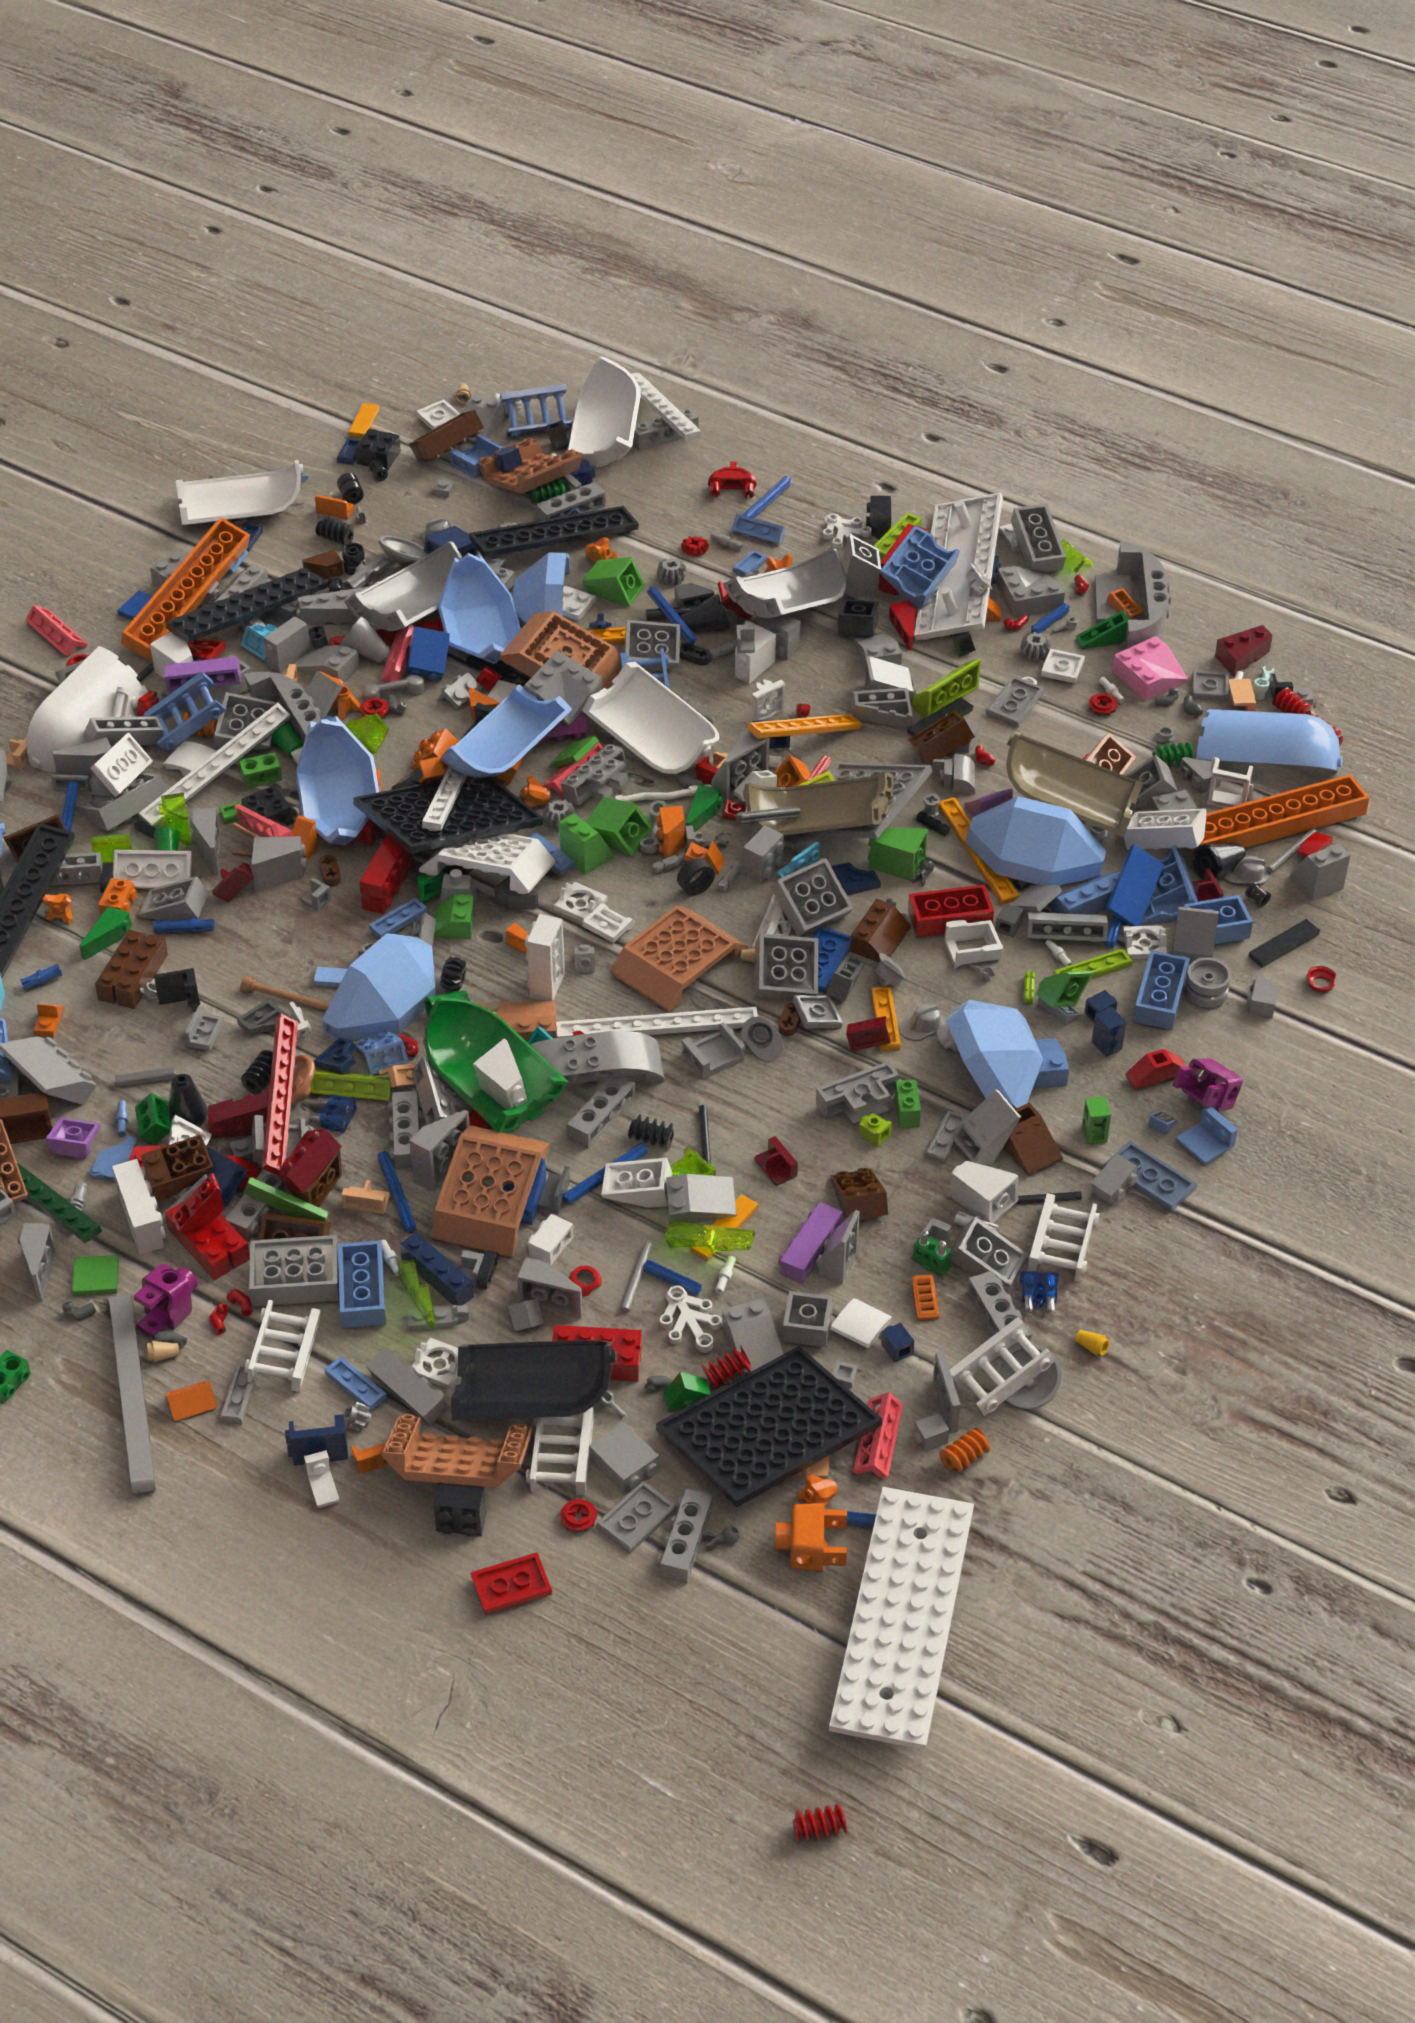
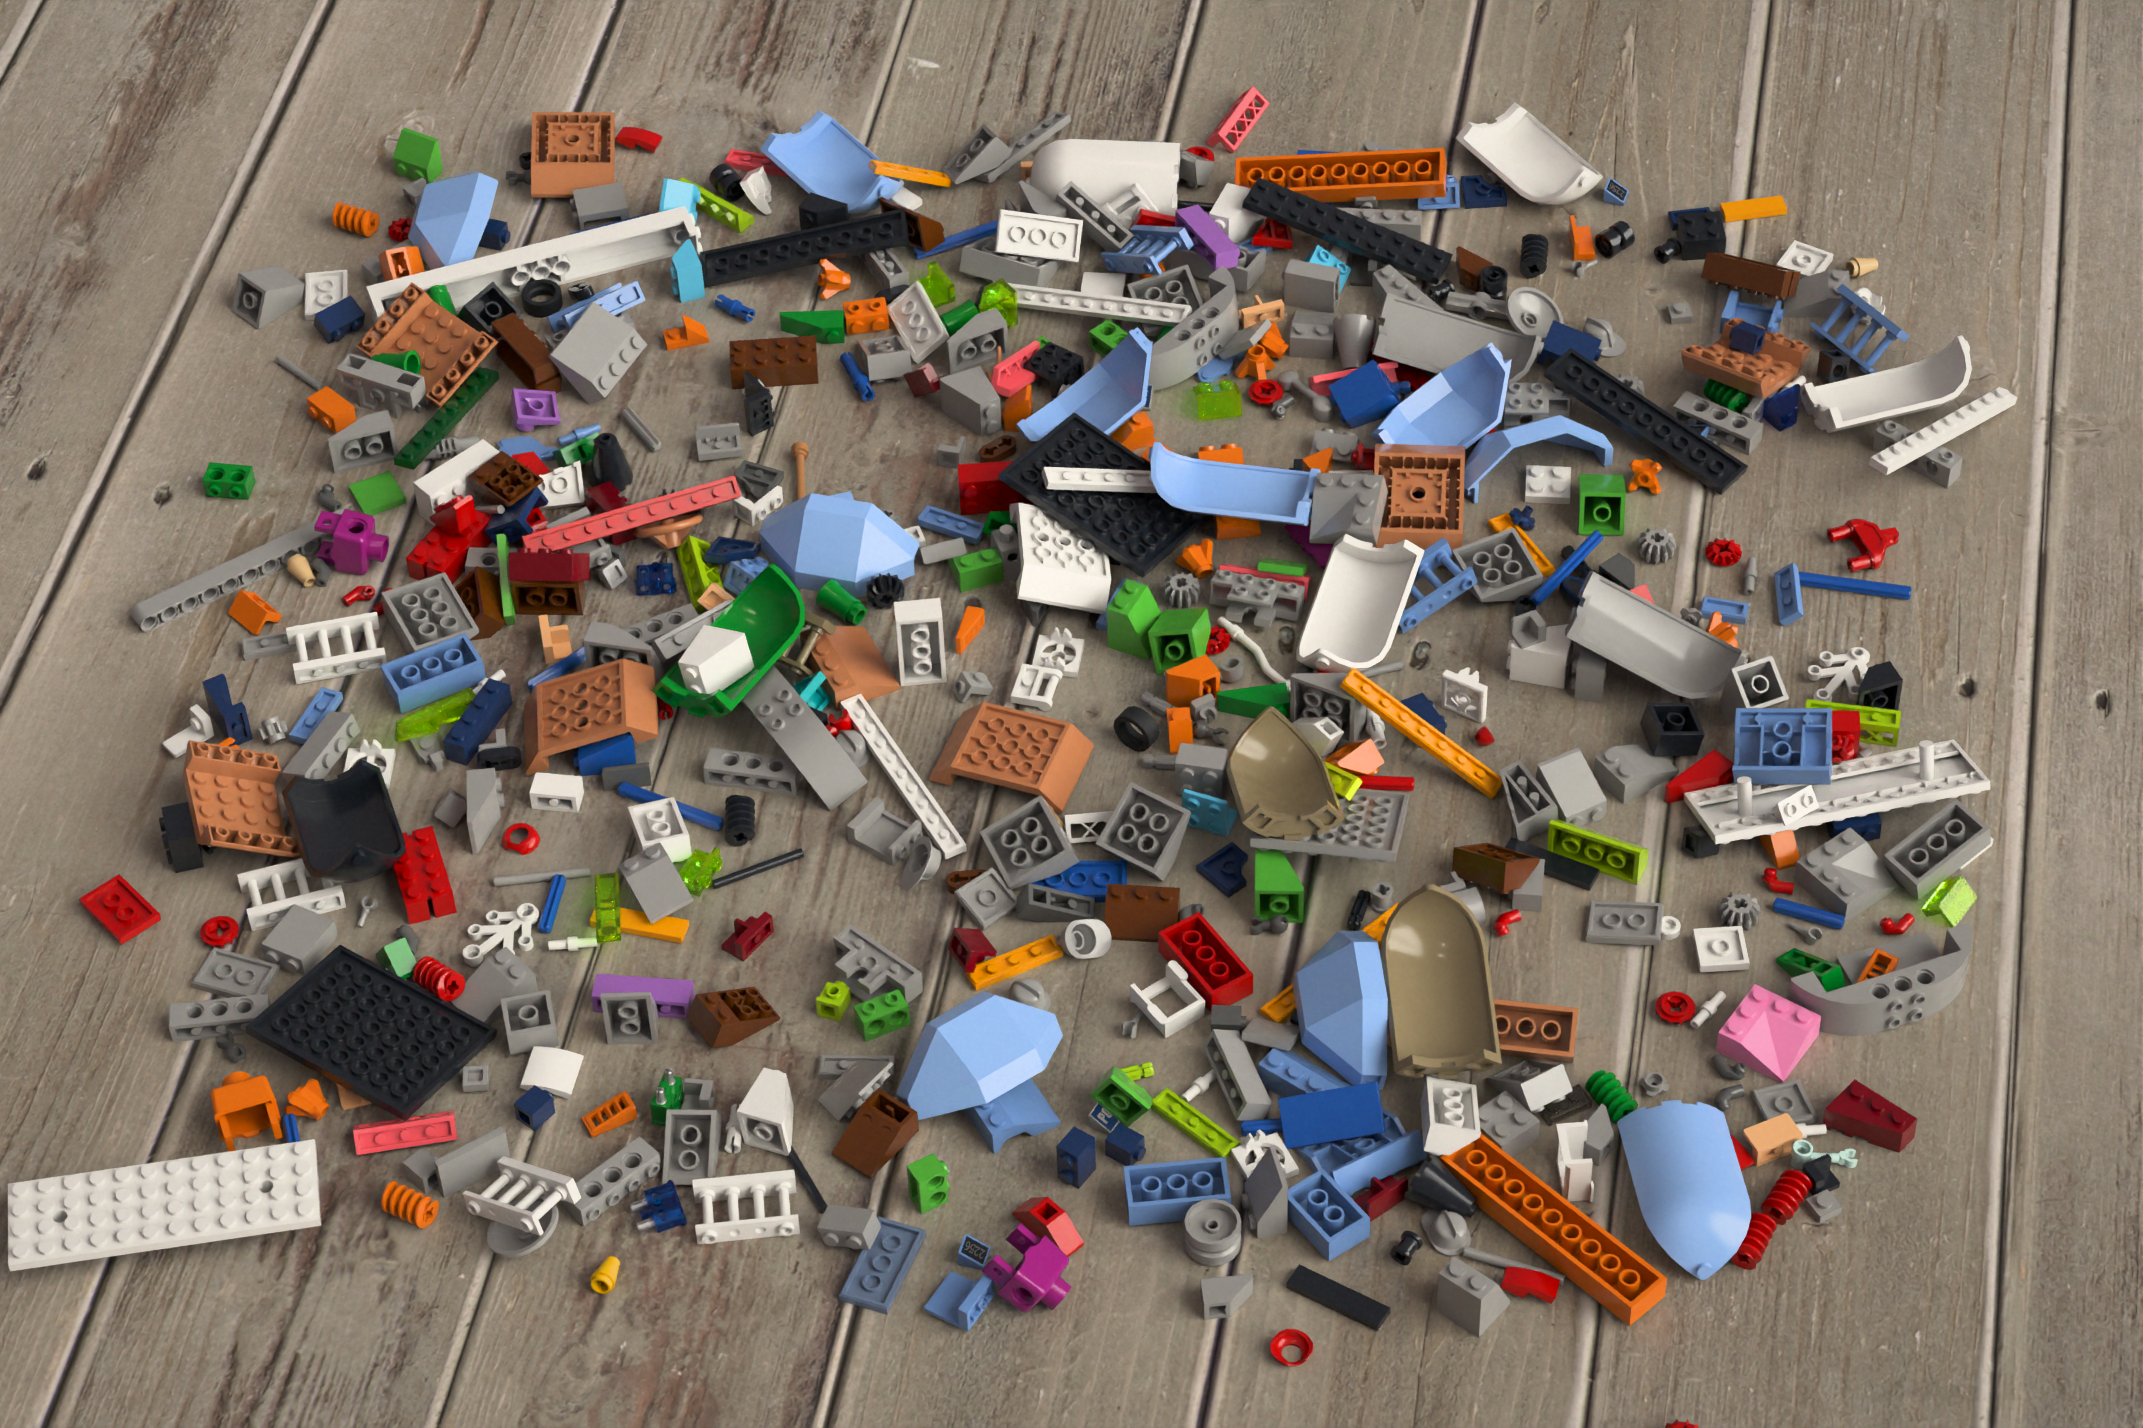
camera: 70 degrees right, 0 degrees up
(318, 637) = (1351, 305): black beam -> none
(768, 814) = (1251, 748): dark grey axle -> none

